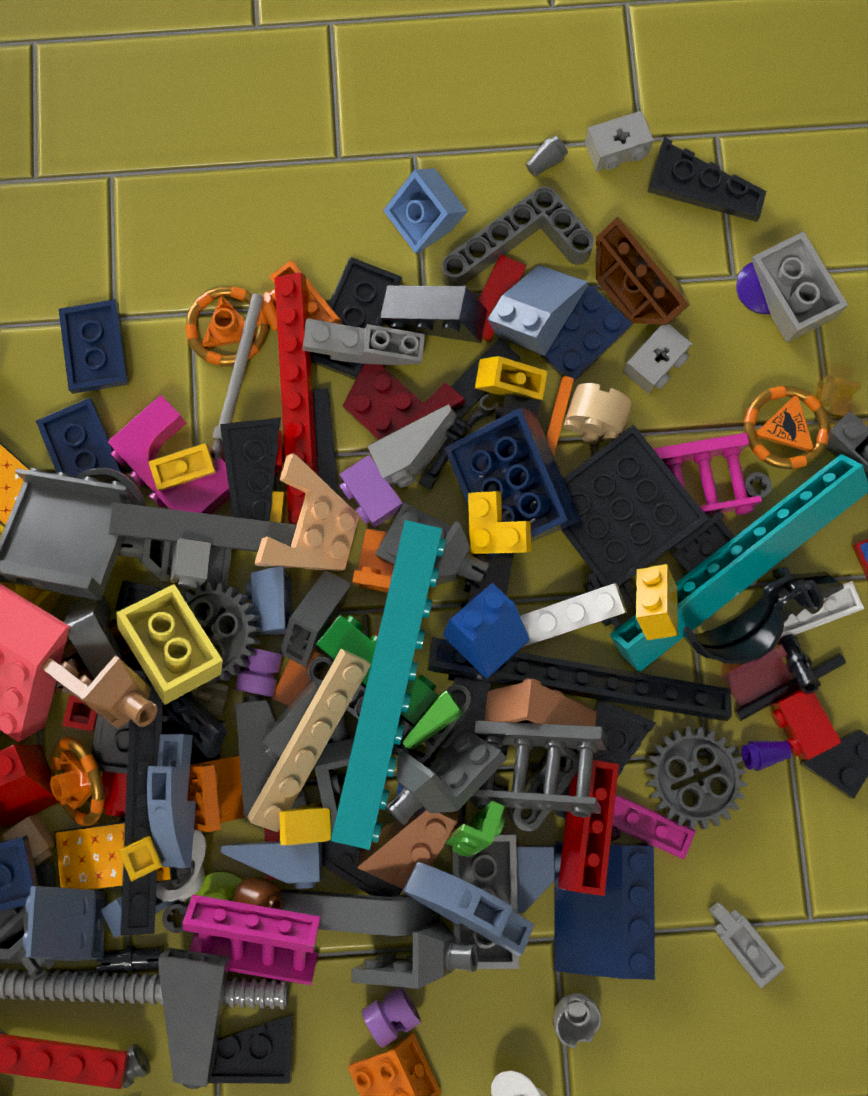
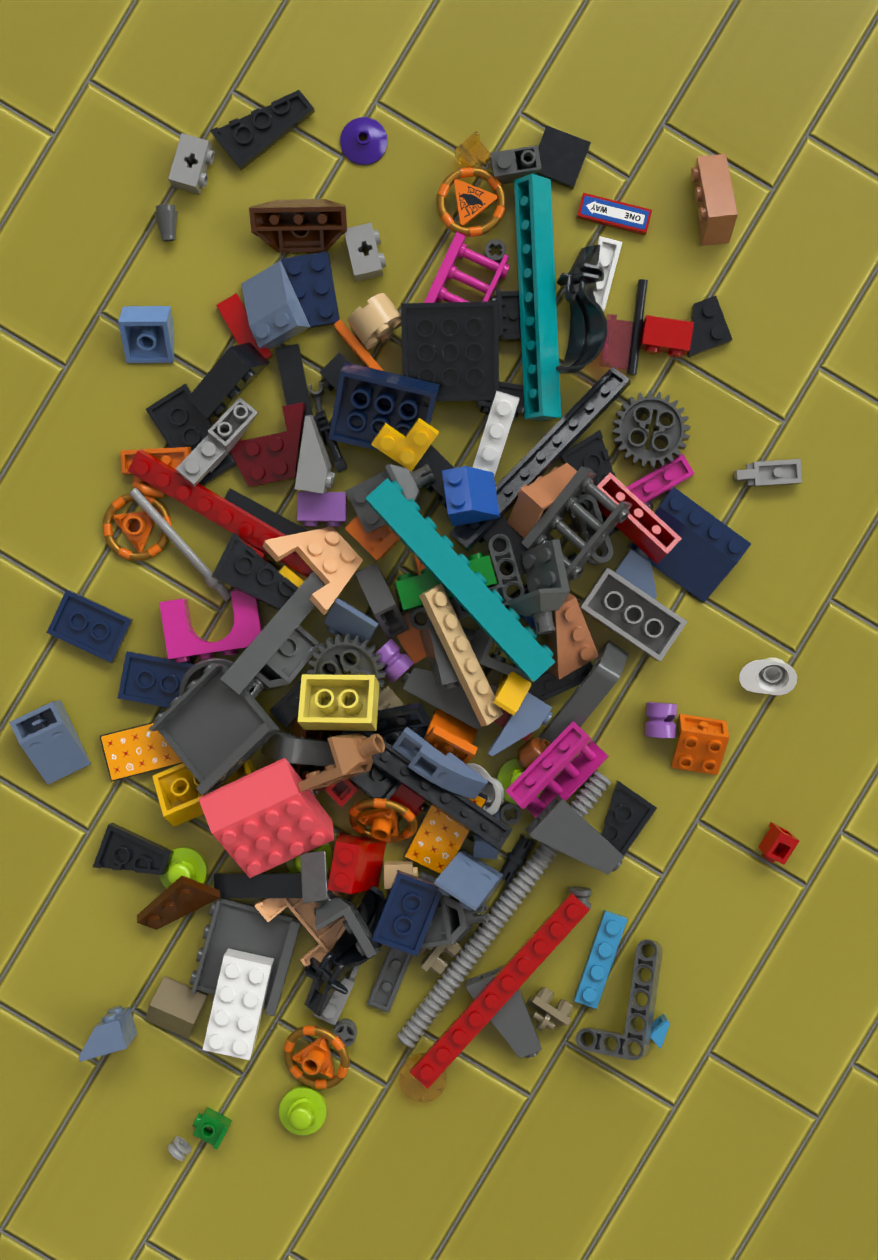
camera: 55 degrees left, 10 degrees up
(140, 858) = (461, 807): yellow tile -> none
(183, 467) = (221, 619): yellow panel -> none
(190, 563) = (293, 656): light grey brick -> none
(432, 958) = (645, 668): dark grey plate -> none
(440, 715) = (503, 563): bright green slope -> none
(470, 906) = (629, 625): sand blue slope -> none
(484, 827) = (592, 587): bright green bracket -> none
(510, 377) = (311, 361): yellow brick -> none
(516, 233) = (208, 284): dark grey beam -> none
(576, 1019) = (740, 608): light grey hair -> none
(657, 602) = (527, 374): yellow brick -> none
(763, 754) = (667, 374): dark purple cone -> none
(797, 287) = (381, 121): light grey slope -> none
(799, 664) = (627, 311): black pin -> none

